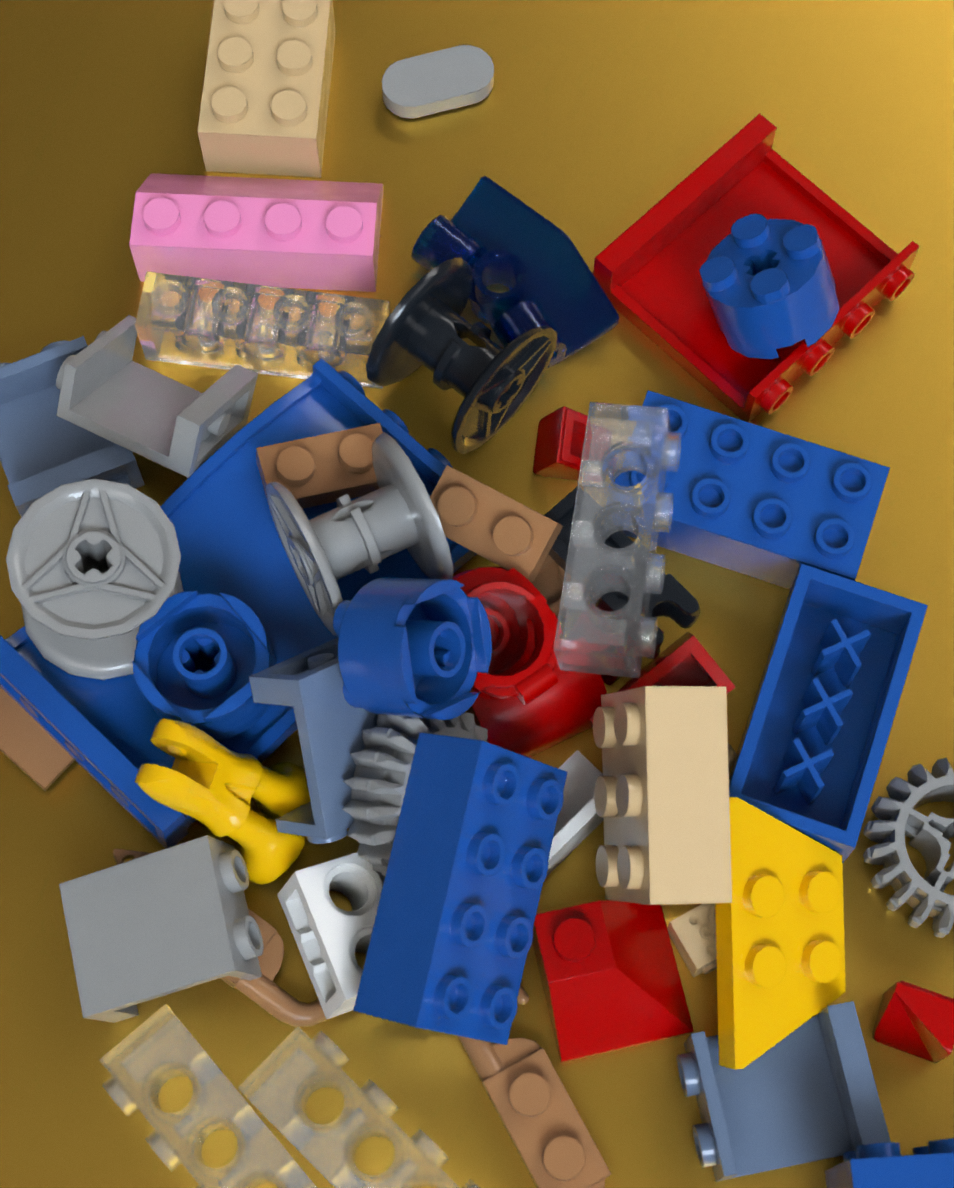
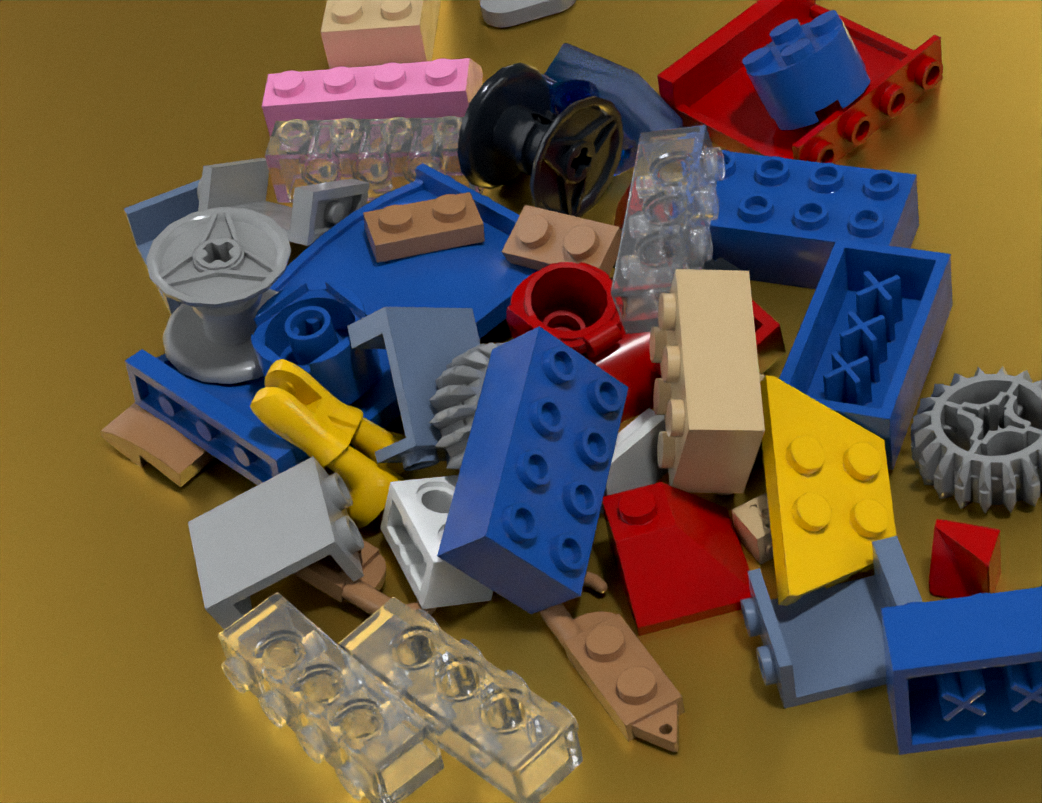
camera: 10 degrees right, 25 degrees down
(361, 530) = (447, 235): light grey piece -> none
(412, 646) = (485, 289): blue brick -> none

